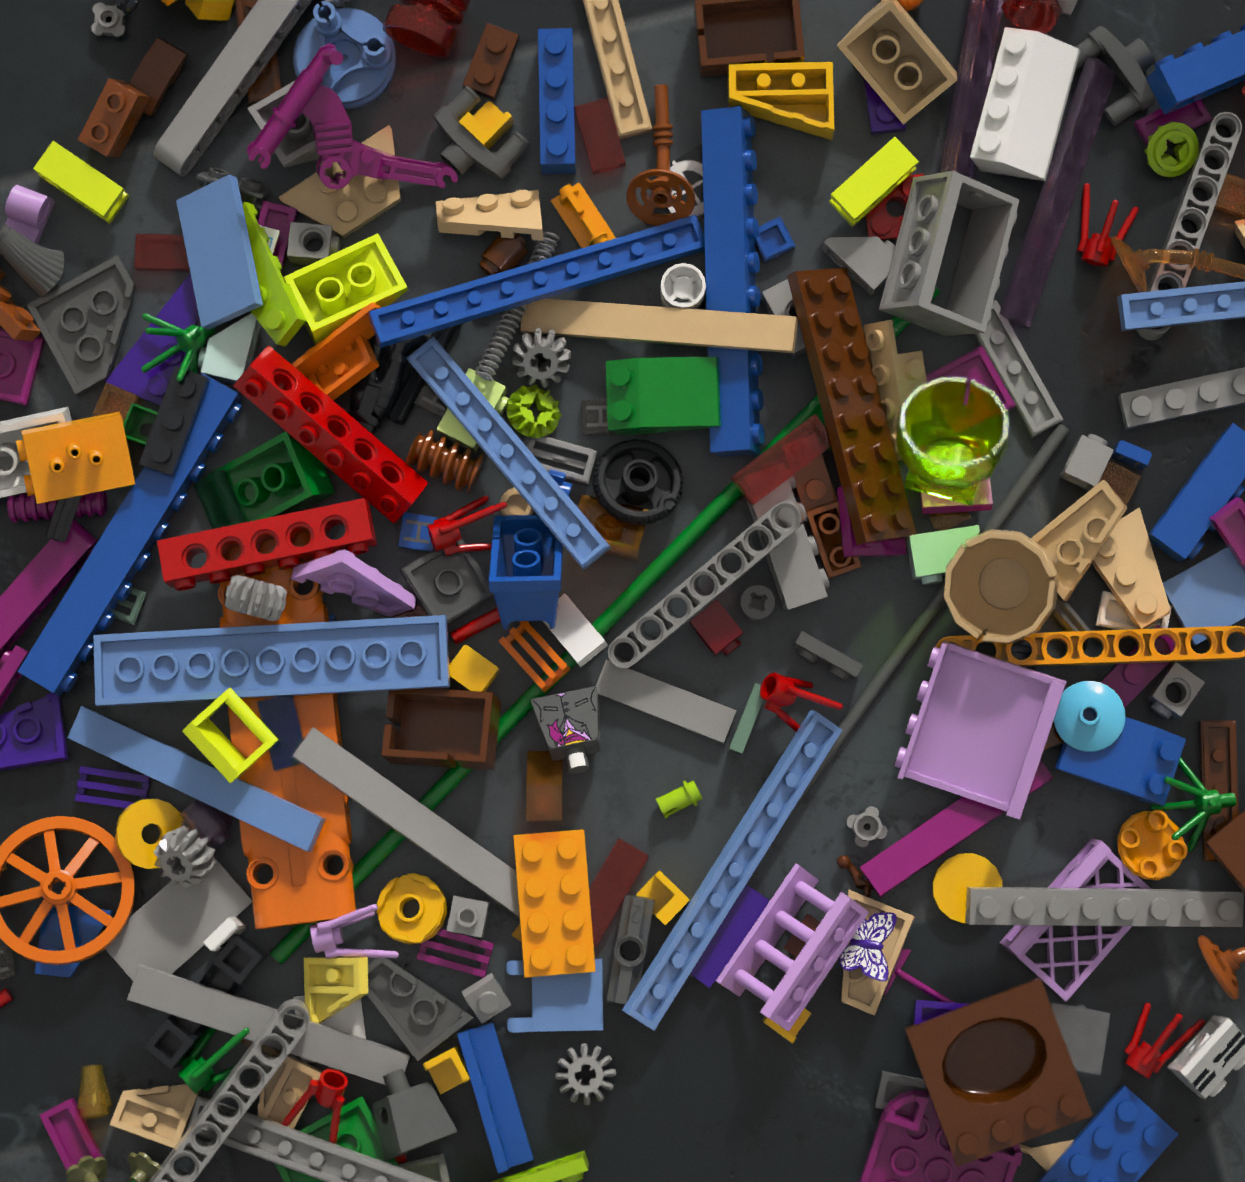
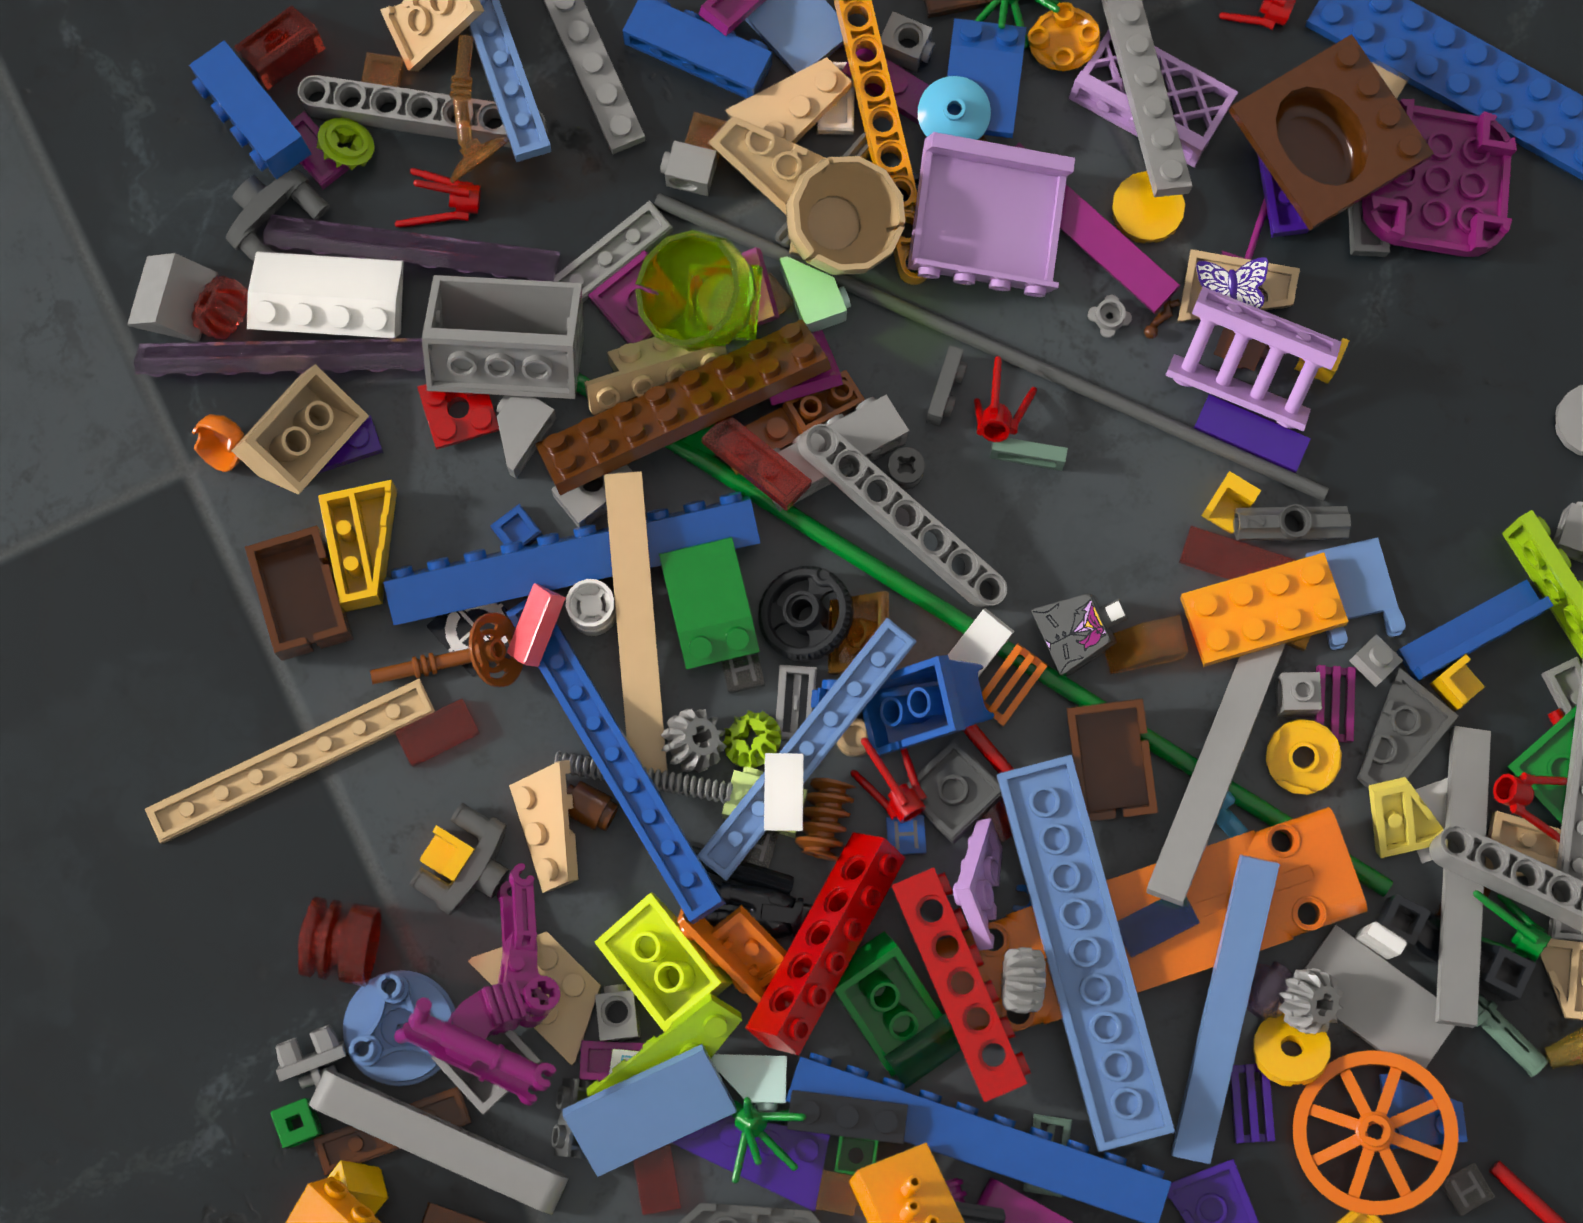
camera: 105 degrees left, 5 degrees down
(96, 1049) = (1509, 1037): none -> sand green pin
(217, 746) = (1192, 983): neon yellow tile -> none
(329, 934) = (1354, 830): lavender plant -> none
(369, 826) = (1228, 821): none -> dark azure arm
(410, 1116) = (1519, 709): dark grey torso -> none
(471, 421) = (783, 792): none -> white tile
(472, 670) = (1043, 740): yellow panel -> none
(491, 61) = (375, 866): reddish brown plate -> none
(556, 101) = (409, 783): blue brick -> none
(581, 216) = (532, 731): light orange hinge -> none
(595, 1081) = (1432, 532): light grey gear -> none
(665, 701) = (1028, 542): light grey tile -> none
(673, 234) = (535, 625): none -> coral slope
(679, 798) = (1125, 507): lime pin -> none
(717, 629) = (945, 498): dark red brick -> none
(732, 870) = (1188, 435): medium blue plate -> none
(873, 181) = (439, 430): neon yellow piece -> none
(1083, 1034) = (1264, 65): clear piece -> none
(1131, 455) = (673, 125): blue tile -> none

